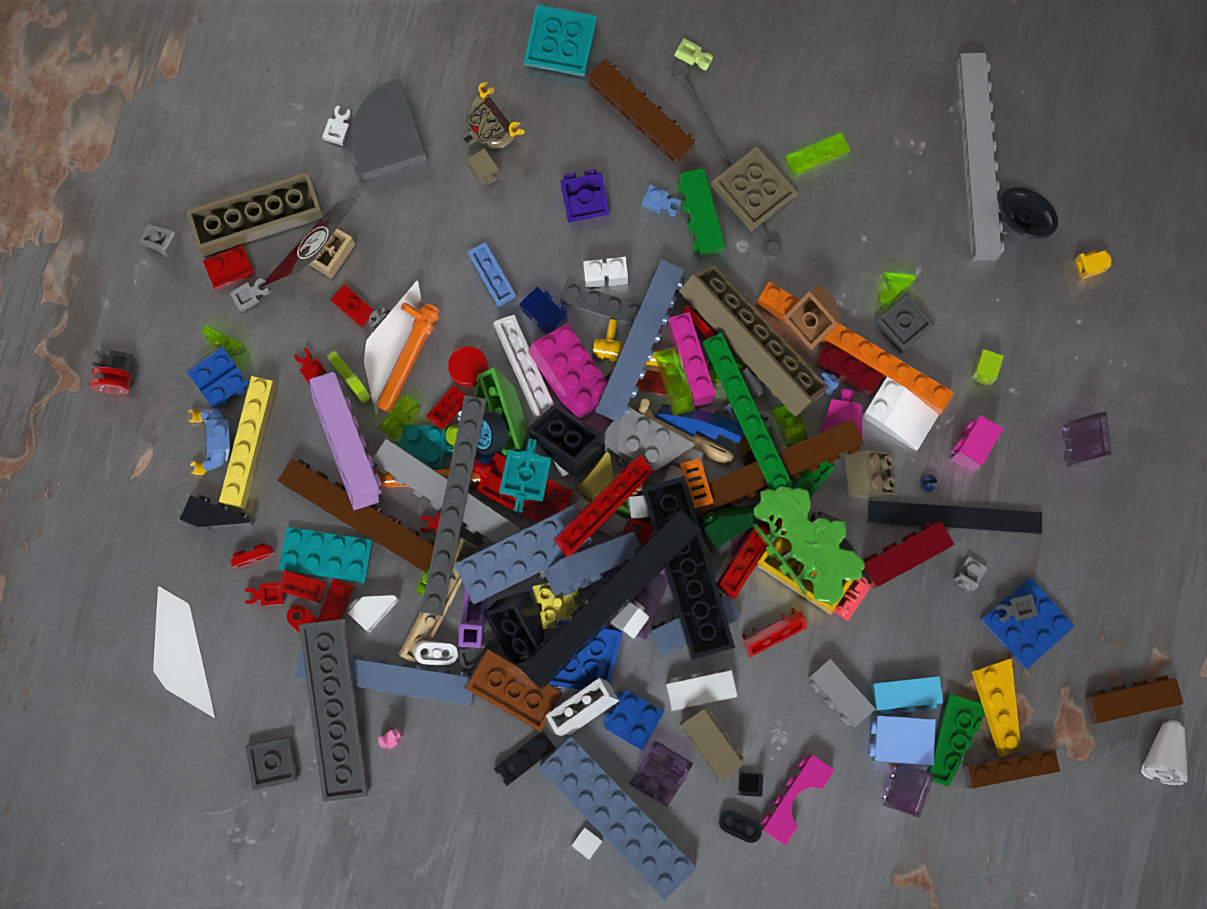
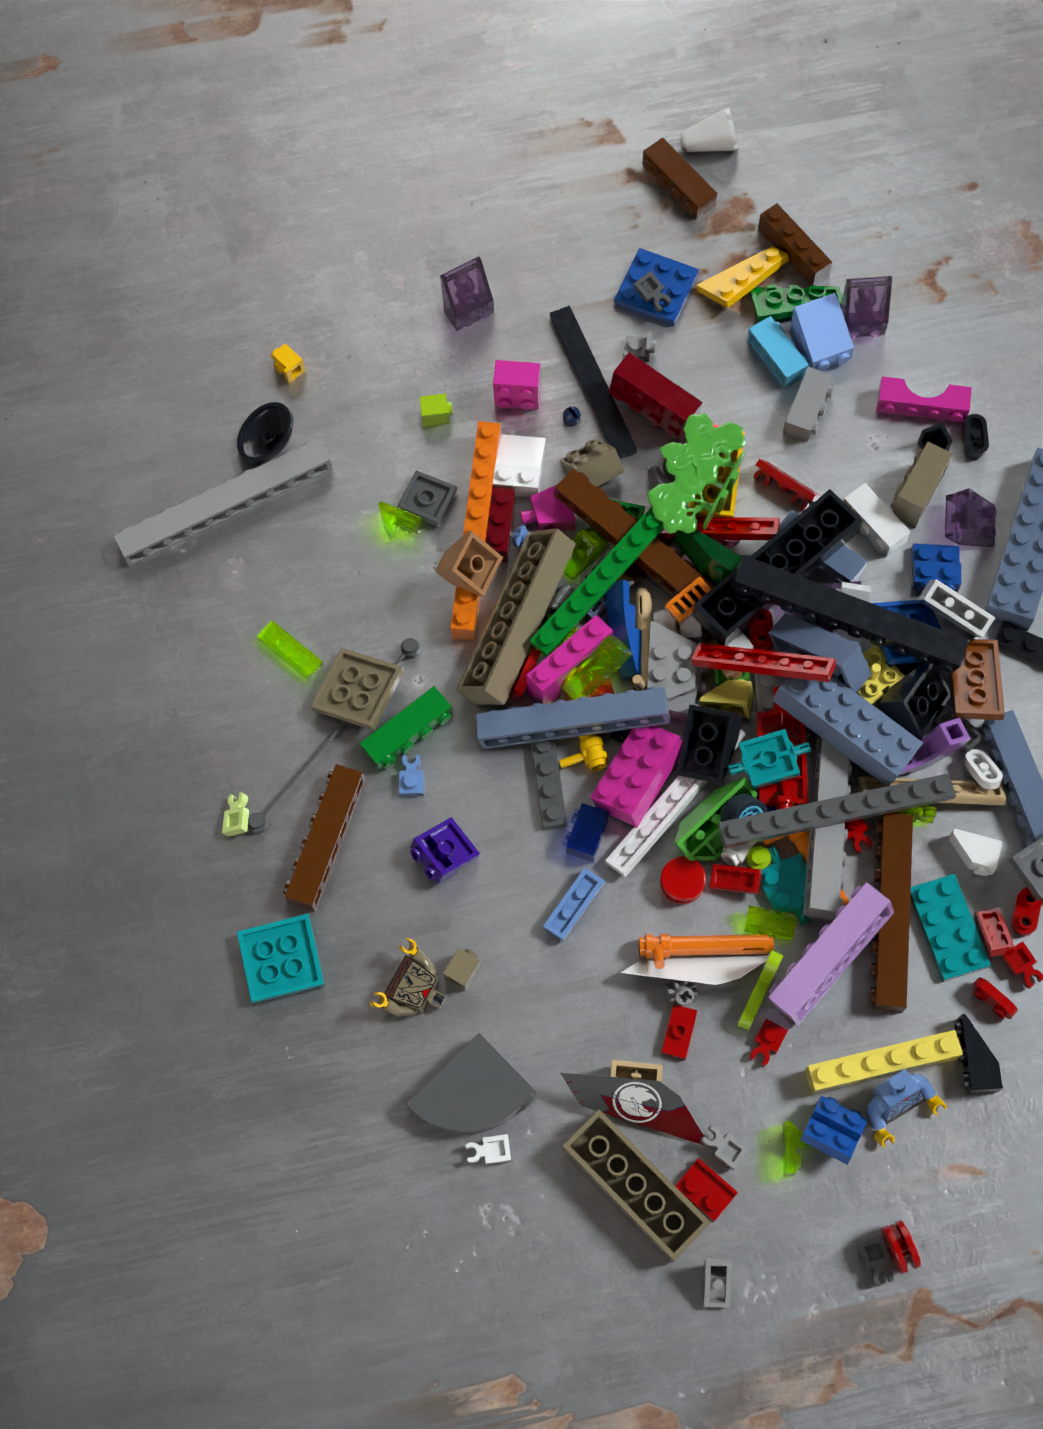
camera: 110 degrees left, 10 degrees down
(336, 601) = (989, 892): red plate -> none
(596, 270) = (521, 796): white piece -> none

